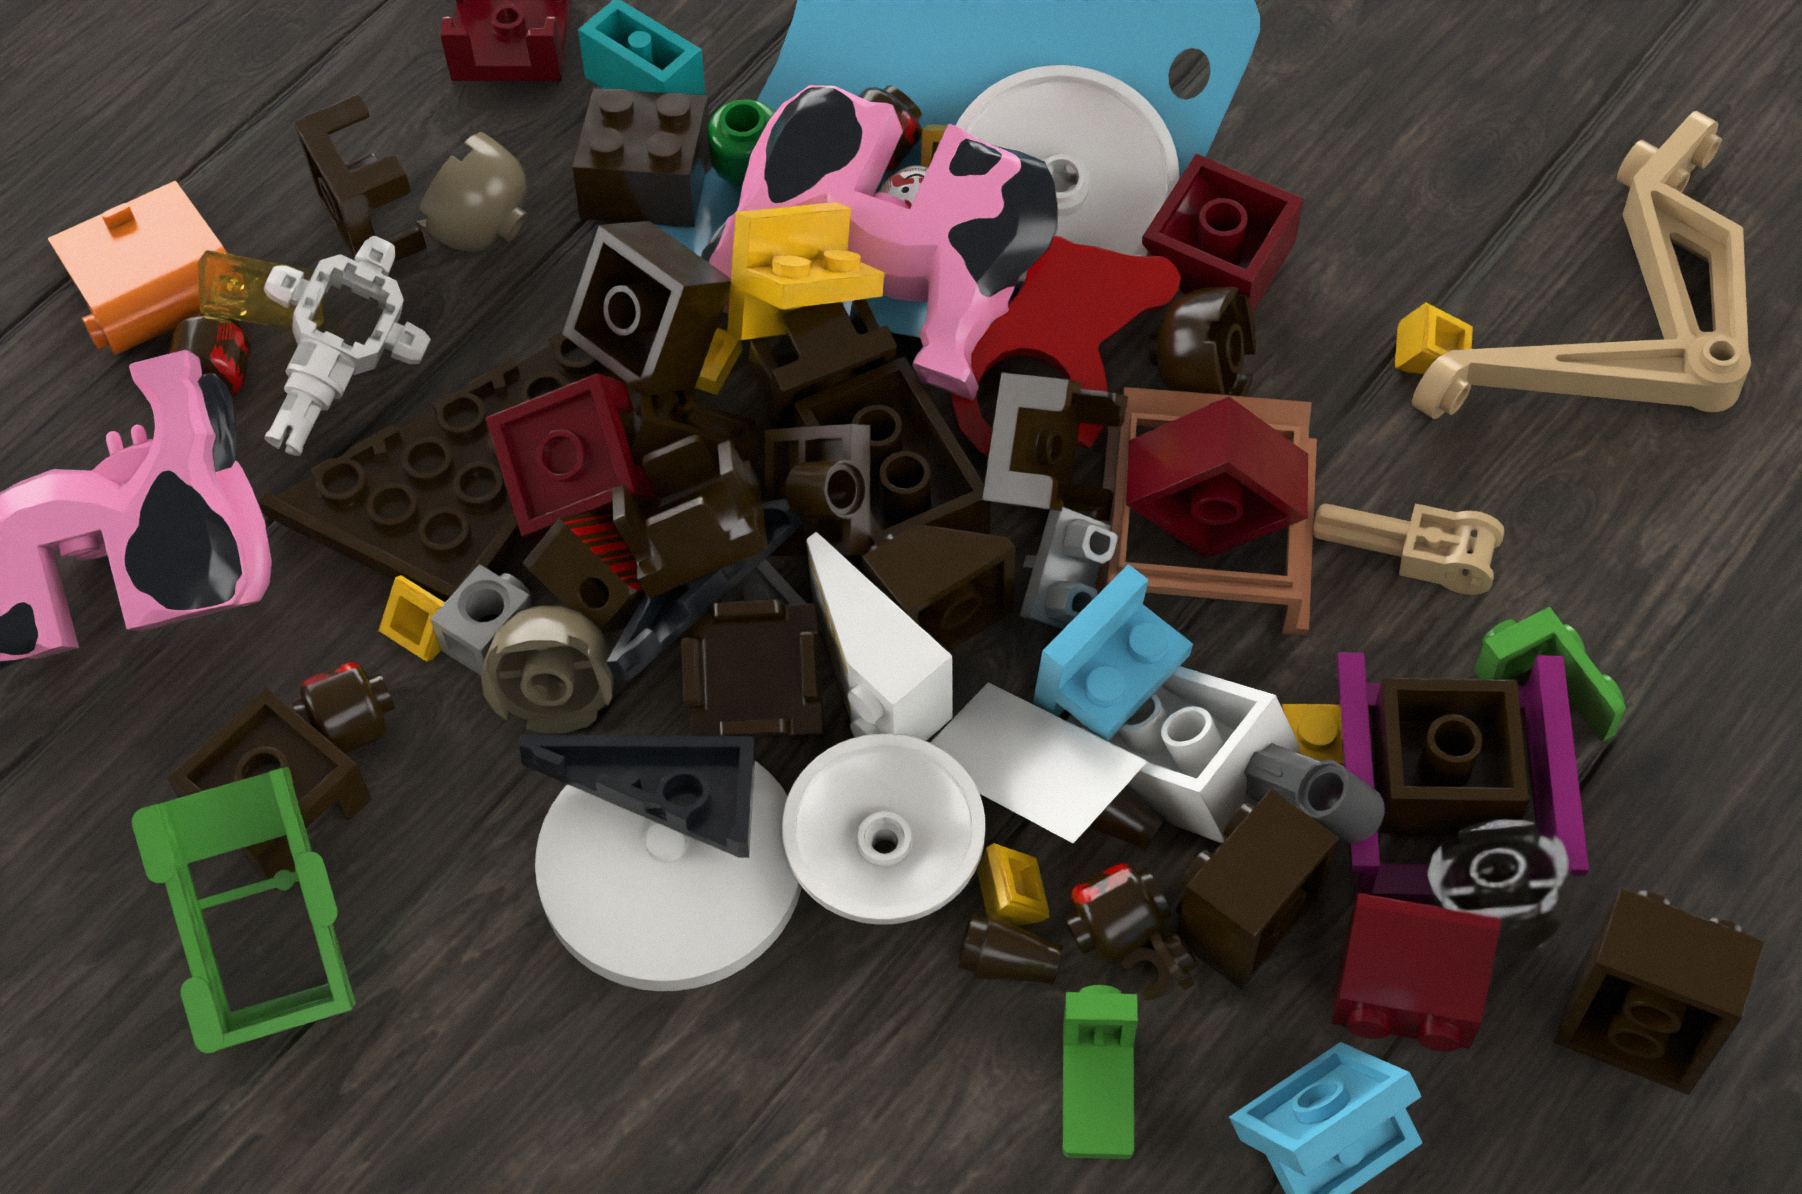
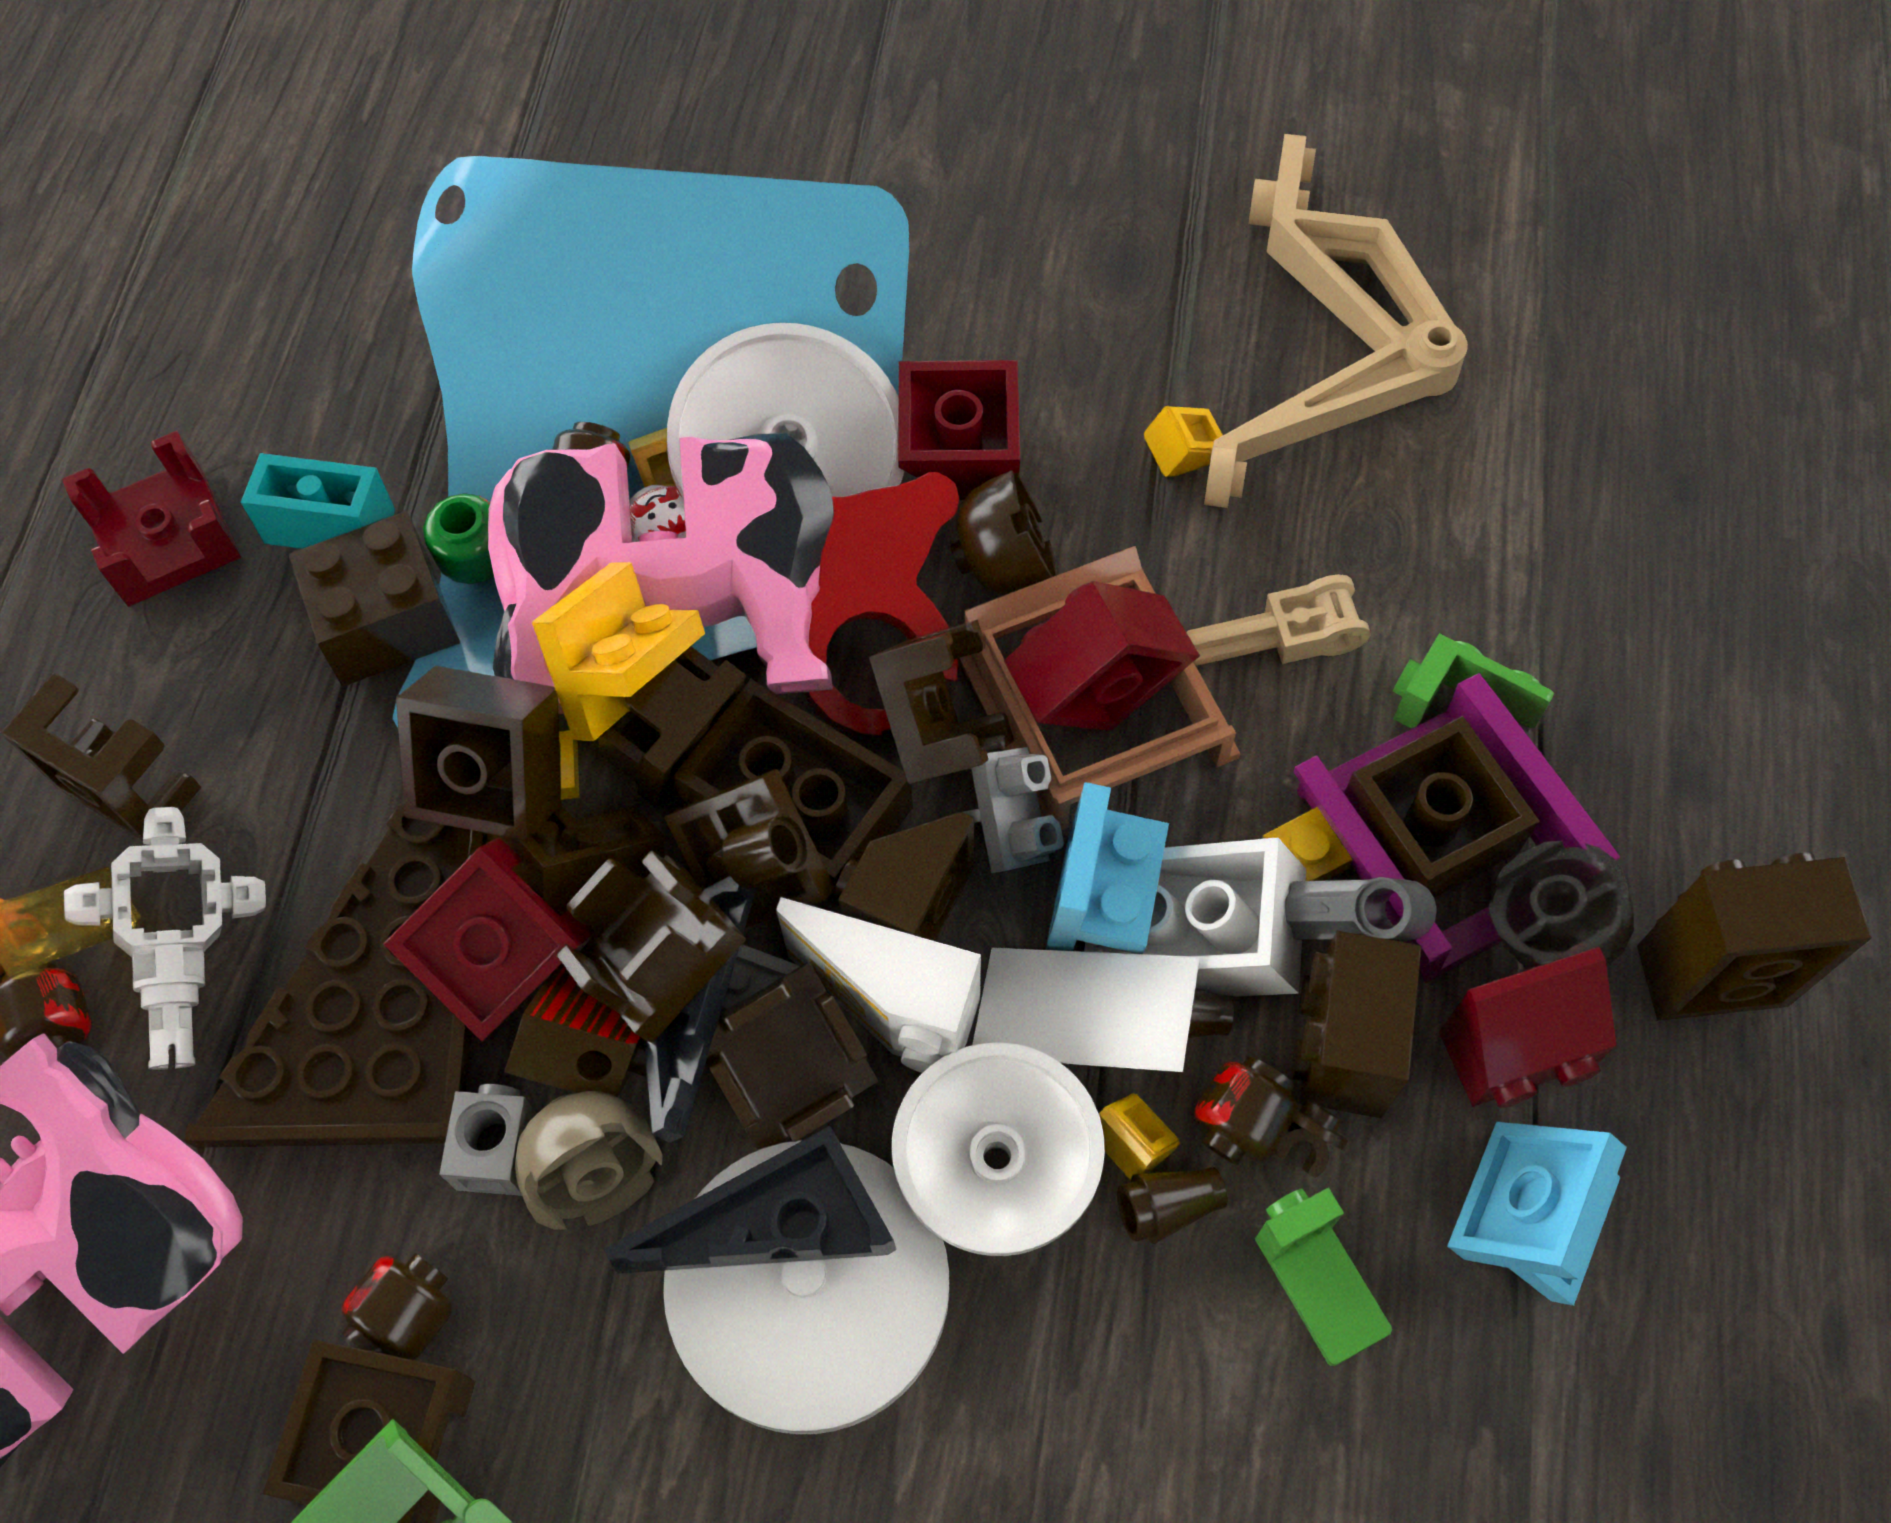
camera: 30 degrees left, 5 degrees up
(409, 616) = (412, 1176): yellow slope -> none
(476, 198) = (232, 717): dark tan cylinder -> none

